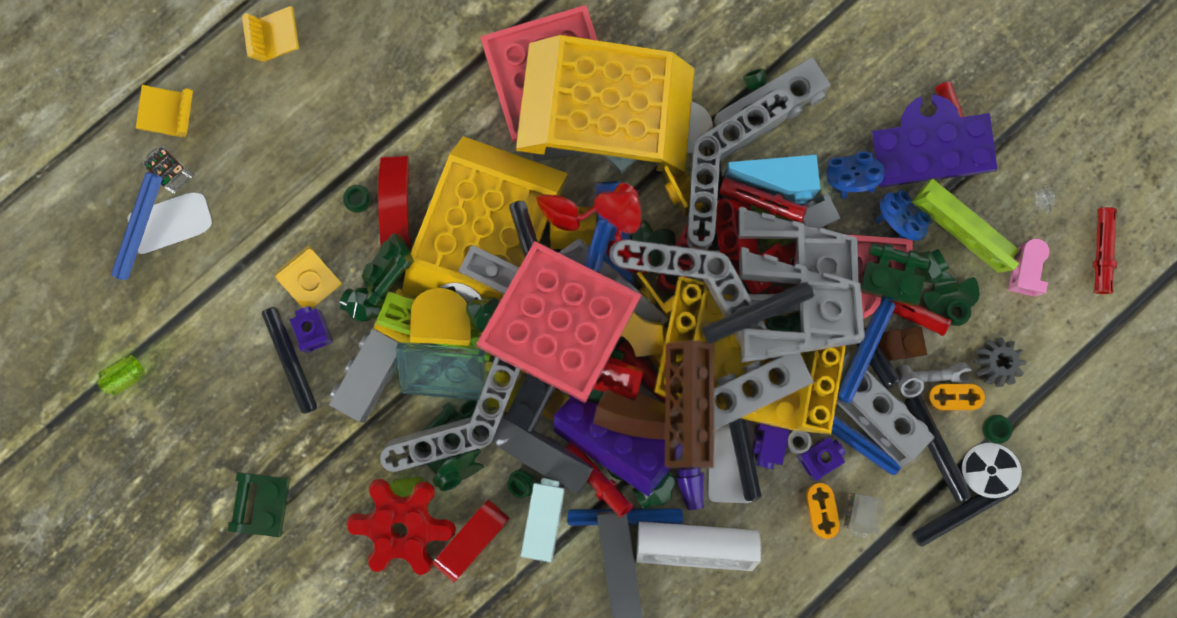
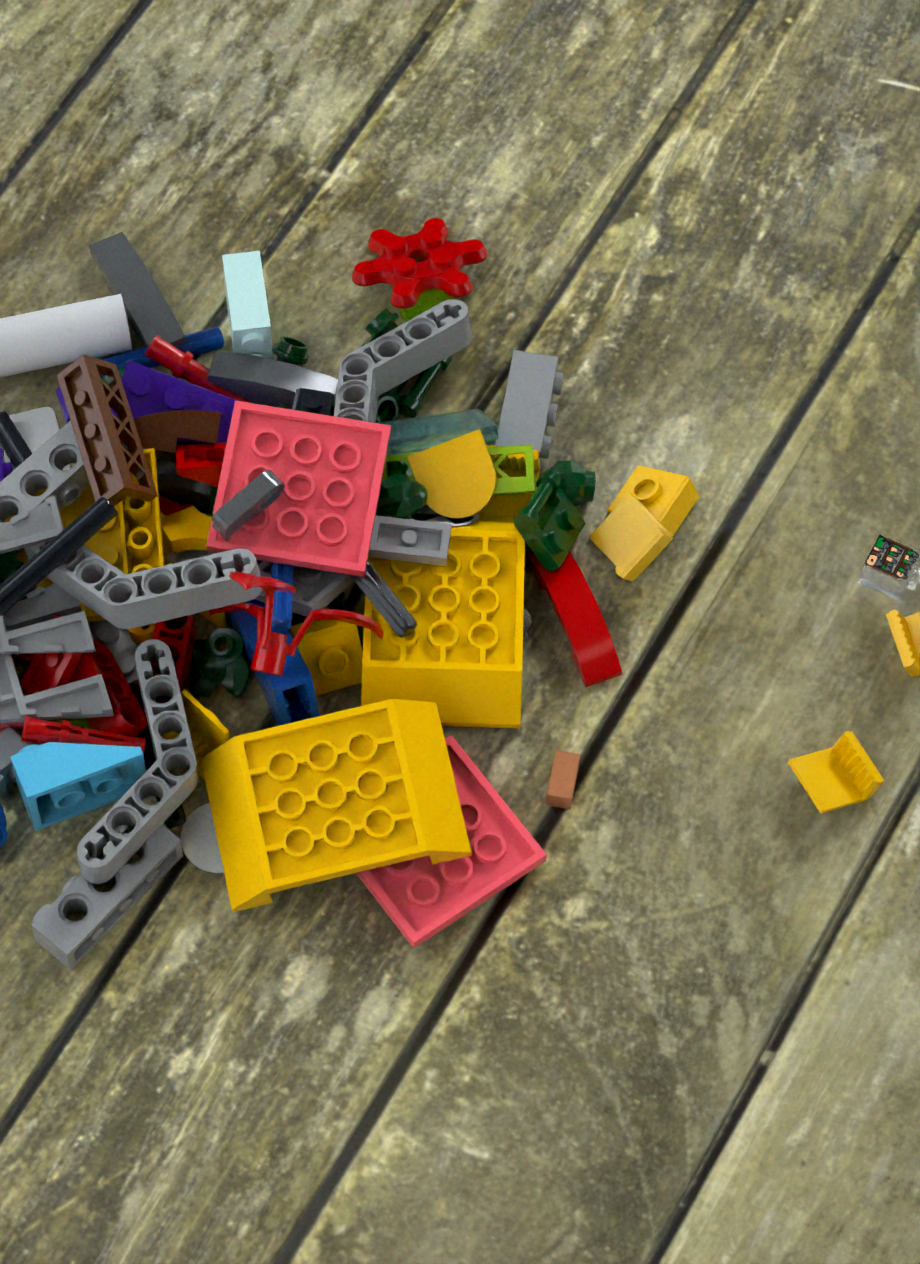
camera: 155 degrees right, 20 degrees down
(120, 375) = (832, 325): clear neon green brick -> none
(136, 226) = (893, 485): blue axle -> none
(175, 221) = (858, 518): white sticker -> none
(268, 505) = (590, 249): dark green plate -> none
(289, 360) = (635, 404): black axle -> none
(319, 334) = (619, 451): dark purple brick -> none
(334, 247) = (631, 537): none -> yellow piece
(357, 198) = (630, 610): dark green plate -> none
(449, 90) = (563, 779): none -> nougat piece
(471, 541) = (329, 278): red beam -> none
(602, 307) = (247, 504): none -> dark grey piece
(755, 79) = (148, 927): dark green hinge -> none

